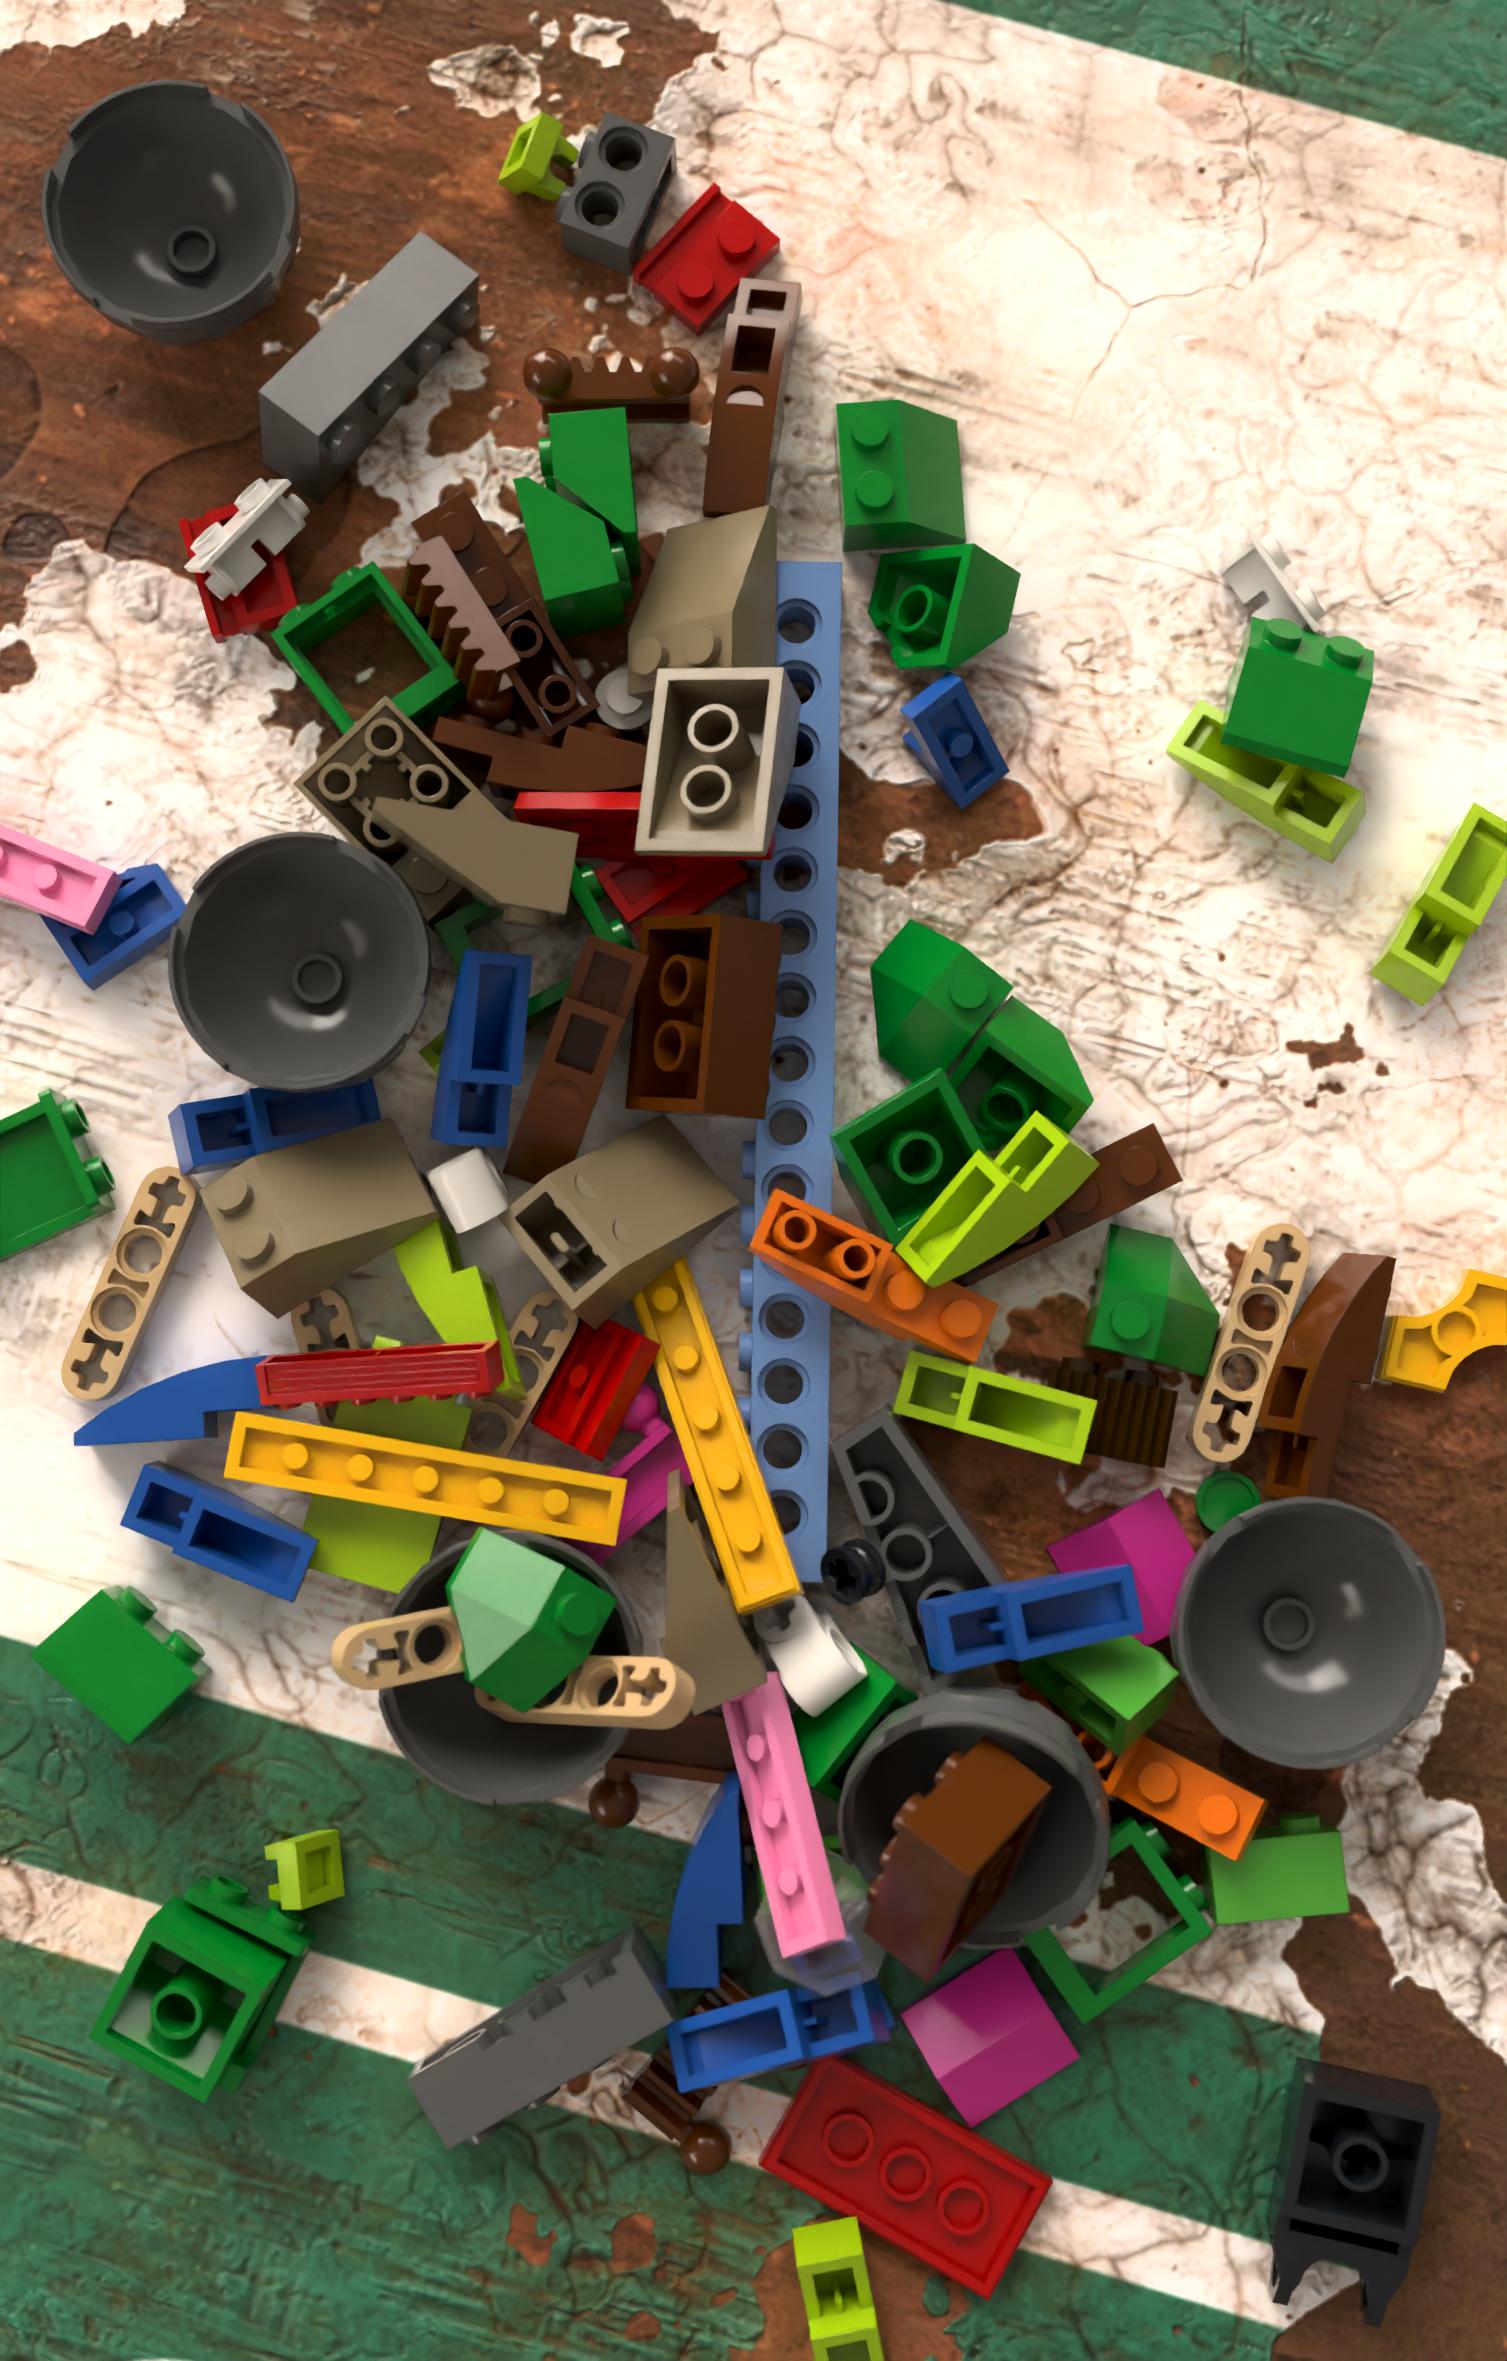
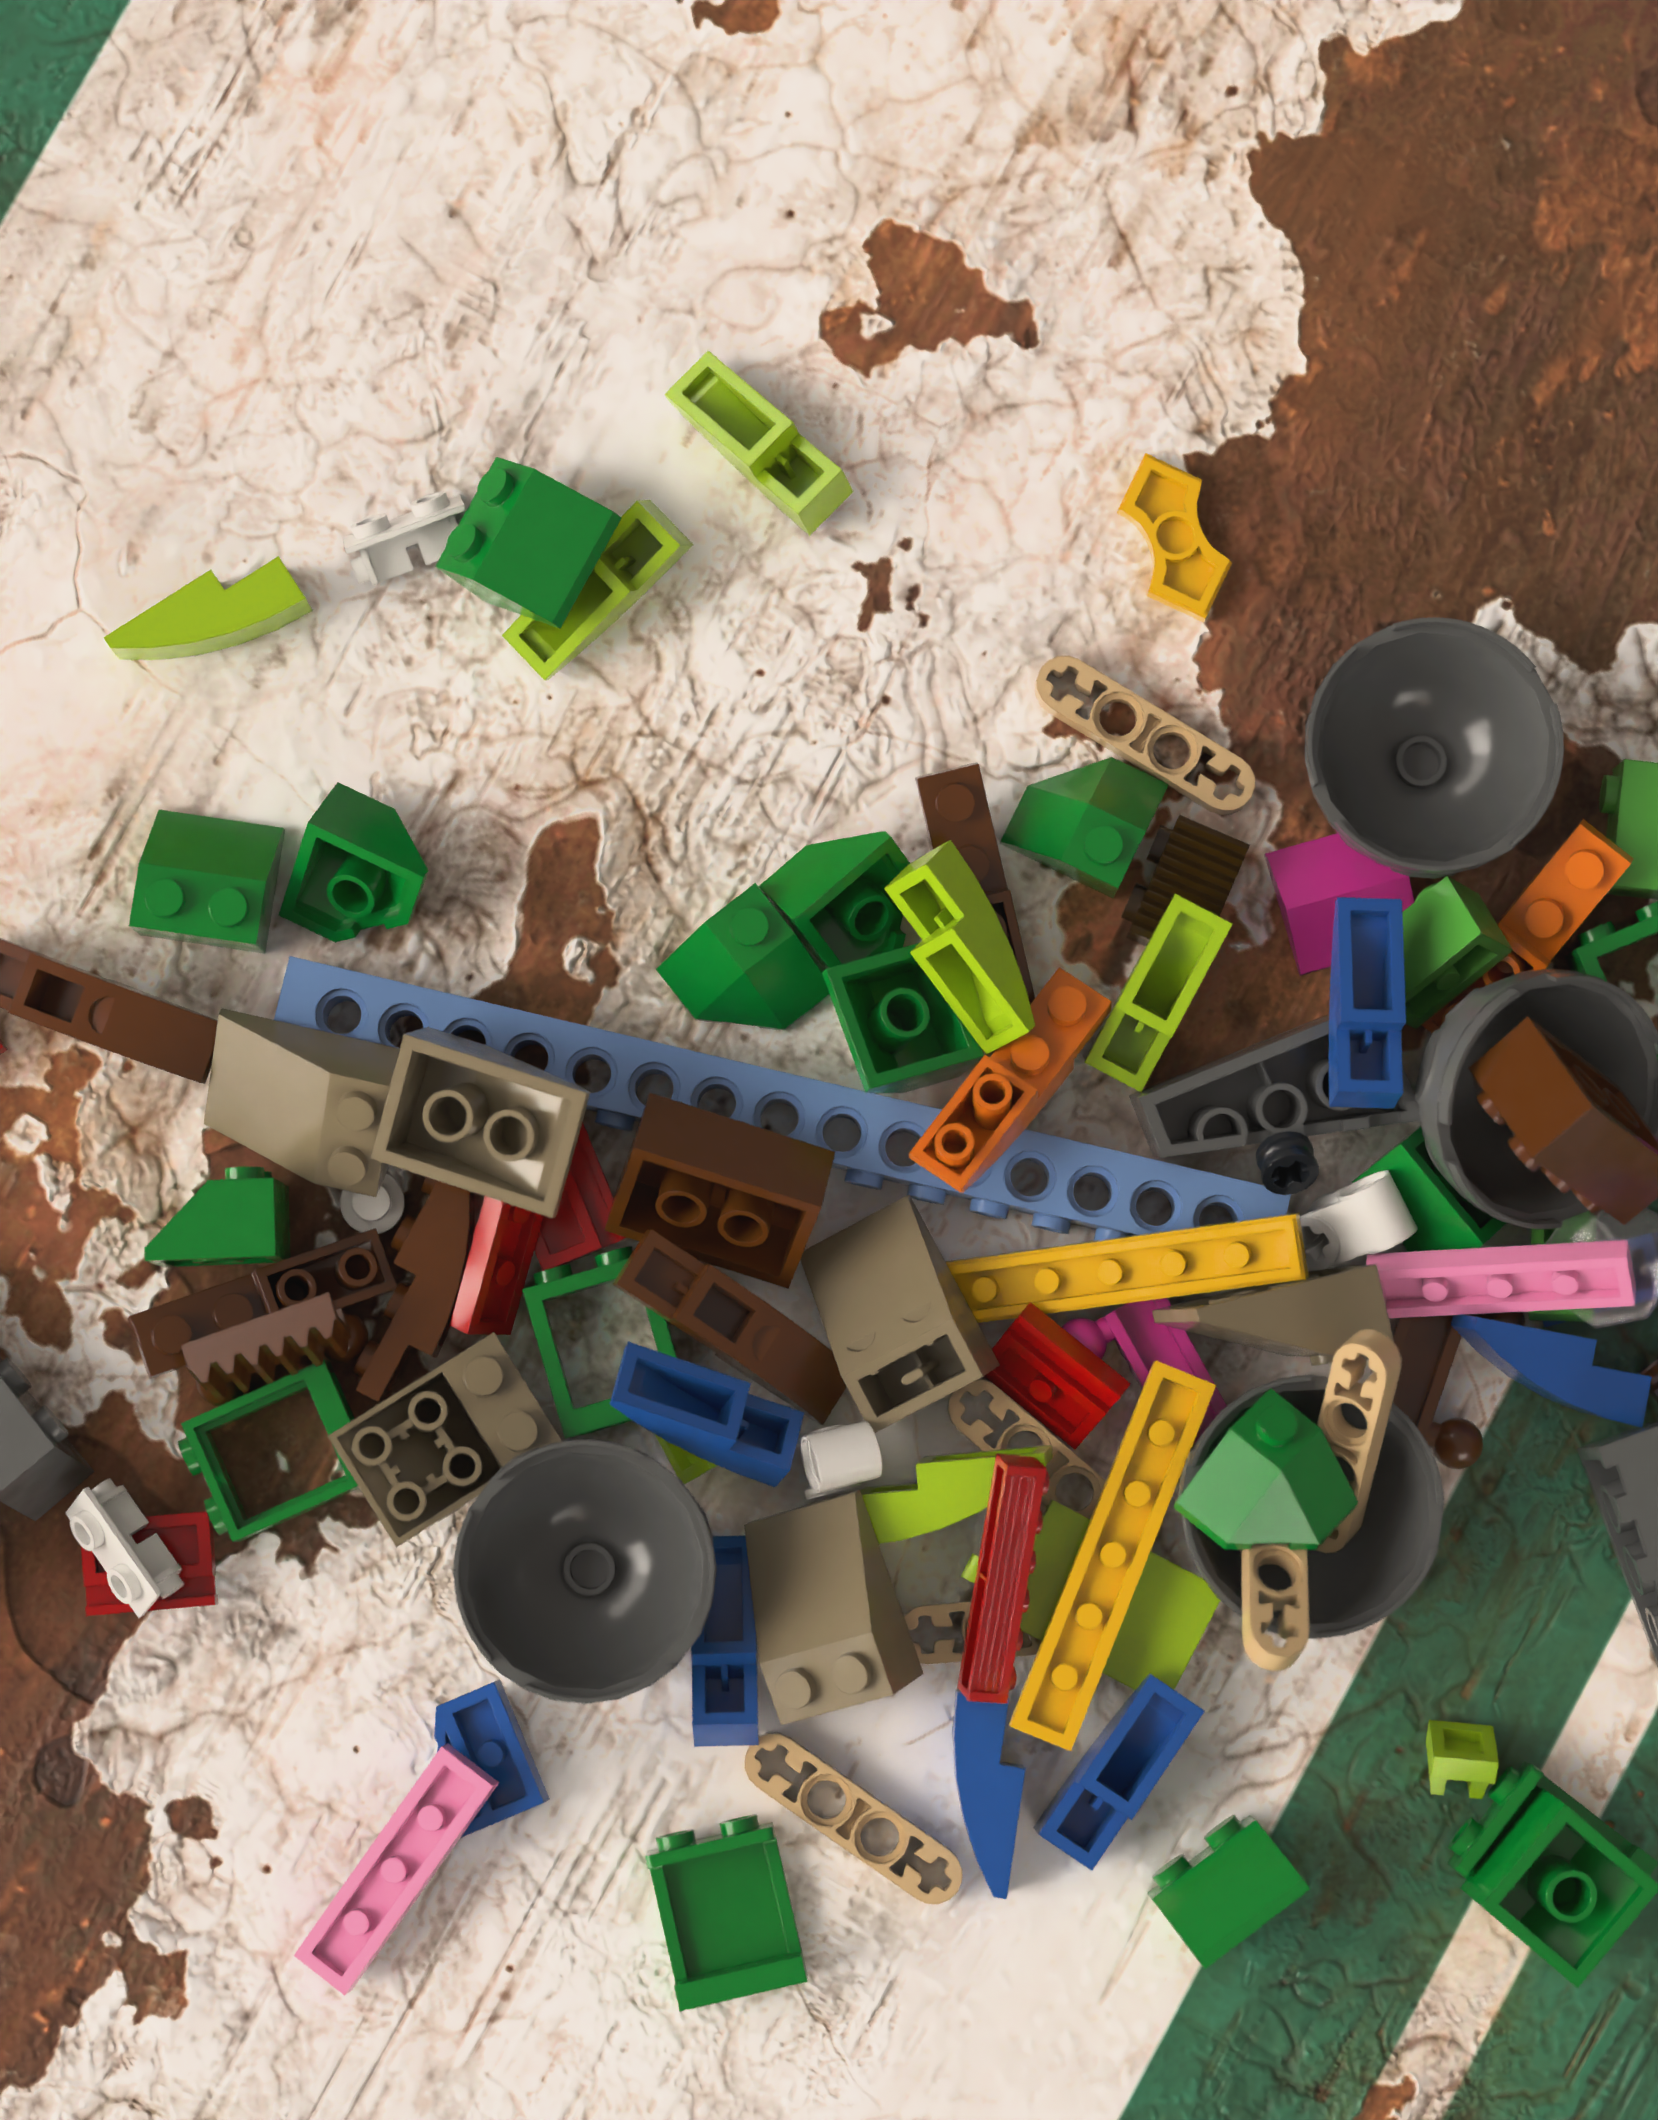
camera: 80 degrees left, 0 degrees up
(493, 859) = (540, 1340): dark tan slope -> none
(592, 467) = (148, 1181): green slope -> none
(649, 396) = (66, 1100): reddish brown gear -> none
(953, 740) = (491, 886): blue slope -> none
(1154, 424) = (210, 619): none -> lime slope
(1224, 1497) = (1289, 793): green piece -> none
(1309, 1384) = (1168, 666): reddish brown slope -> none

